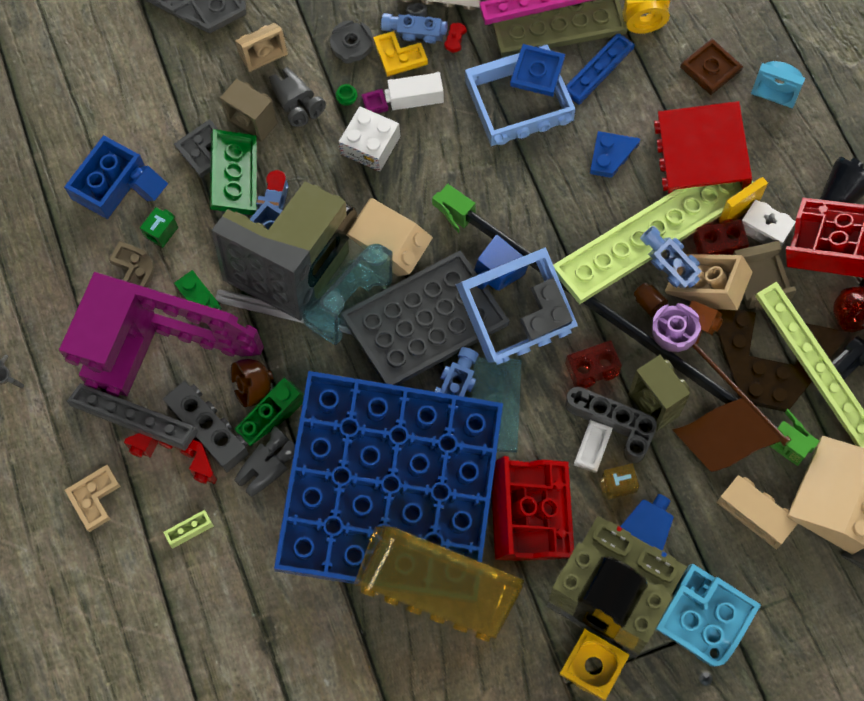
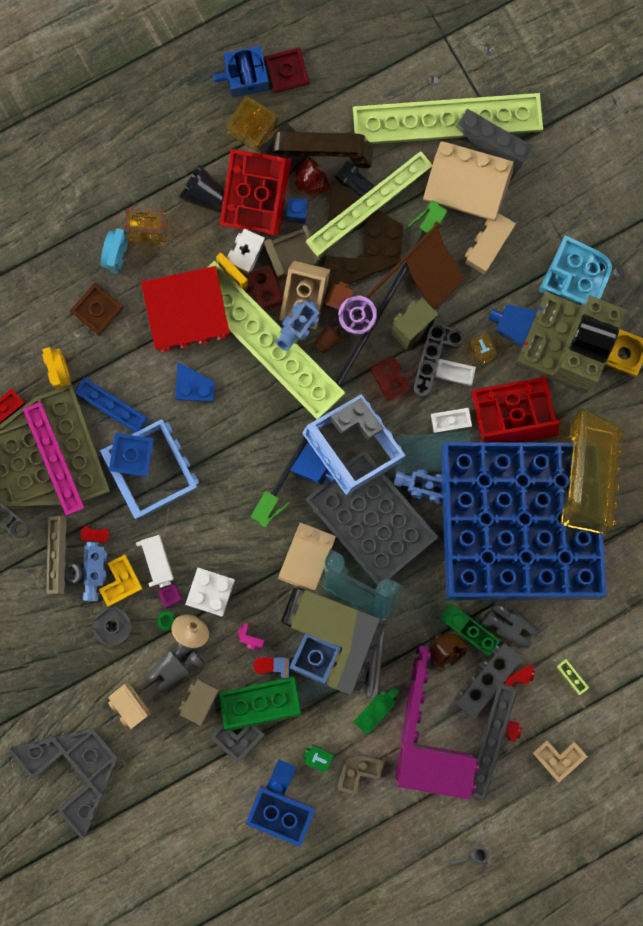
camera: 105 degrees left, 15 degrees up
(310, 170) = (252, 642): none -> dark pink bracket
(321, 115) = (190, 631): none -> tan dish
(532, 430) = (451, 420): none -> white plate
(806, 118) = (146, 225): none -> clear yellow brick
(815, 286) = (296, 210): none -> blue brick

